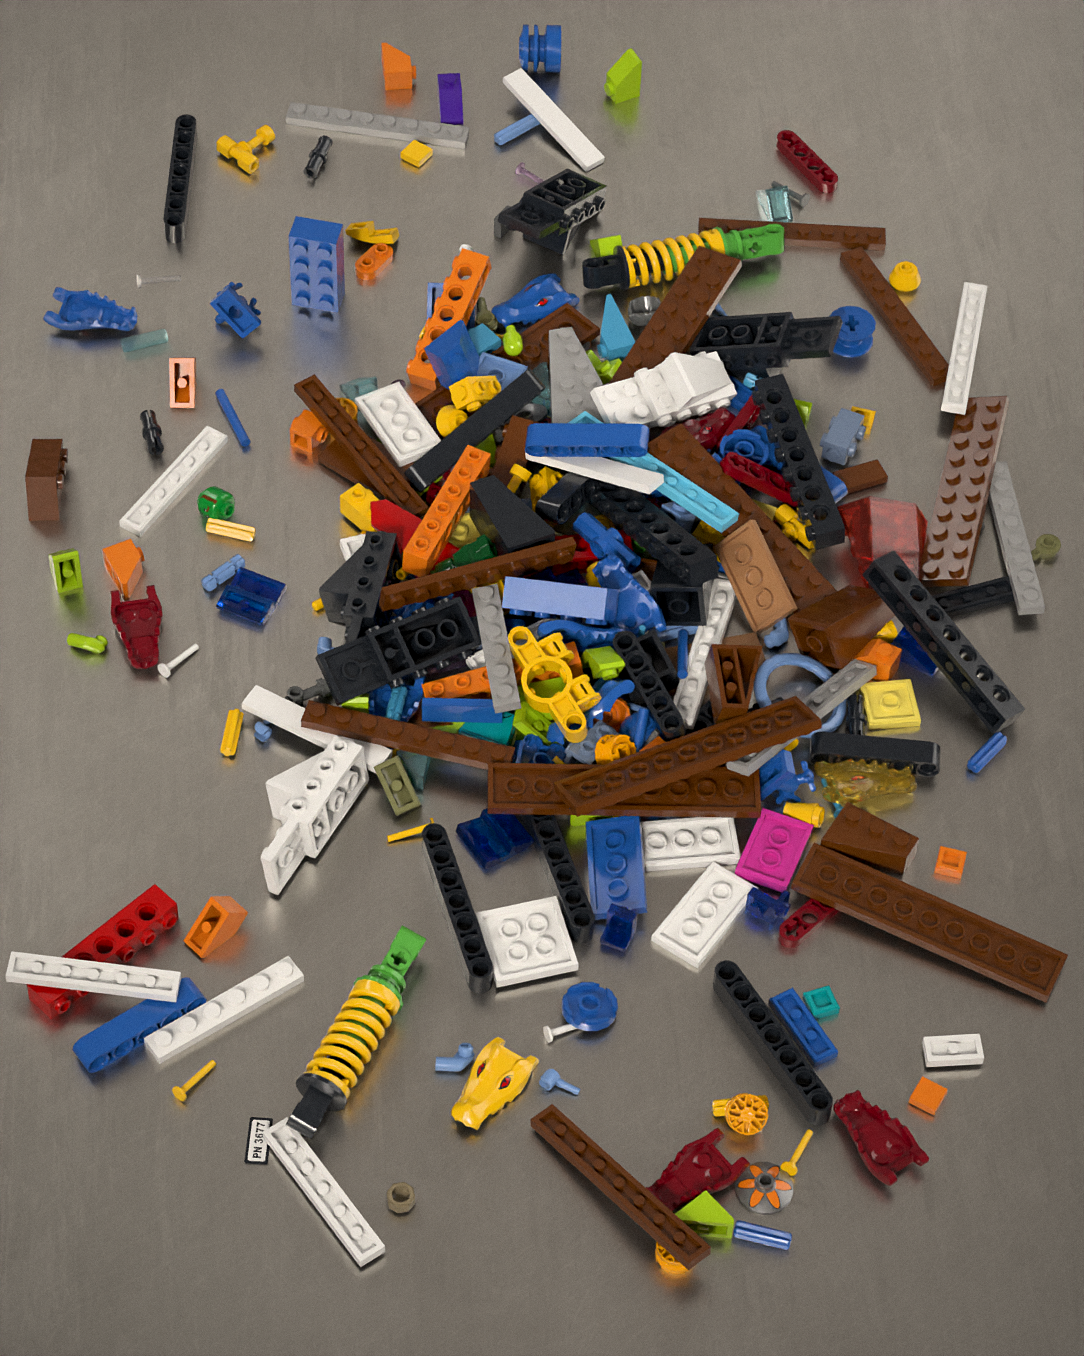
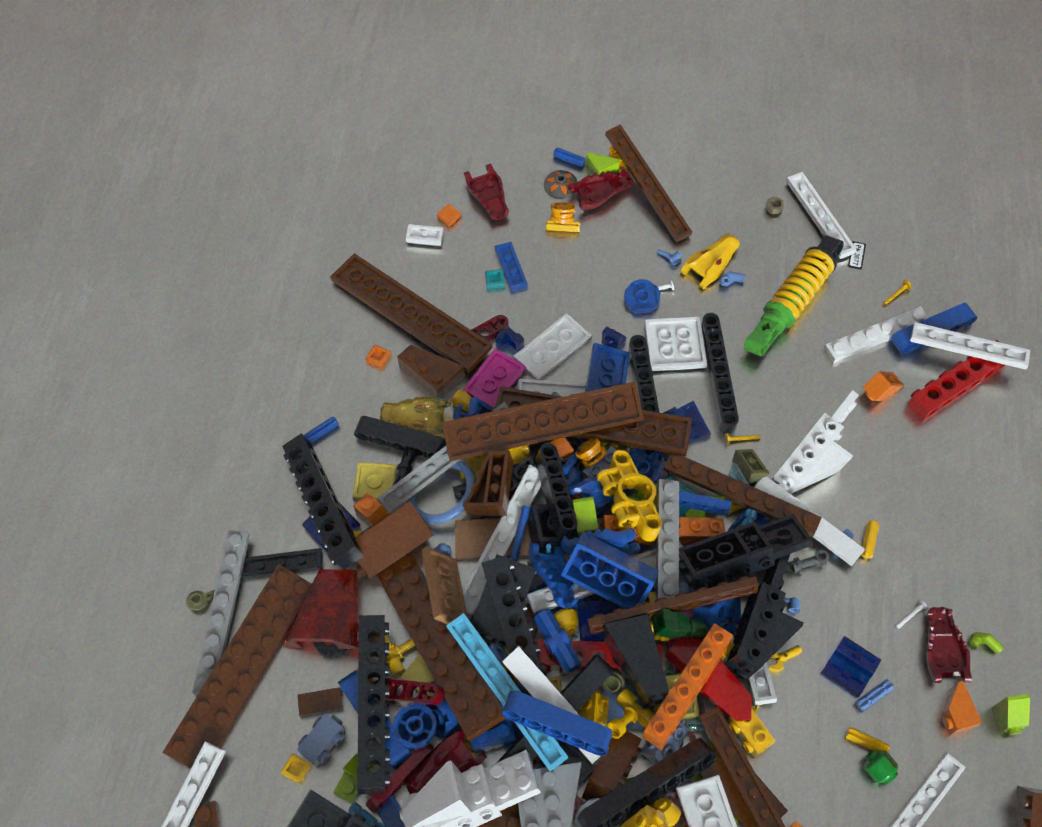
camera: 165 degrees left, 10 degrees up
(772, 1053) = (534, 255): black beam -> none
(790, 1166) = (533, 199): yellow pin -> none

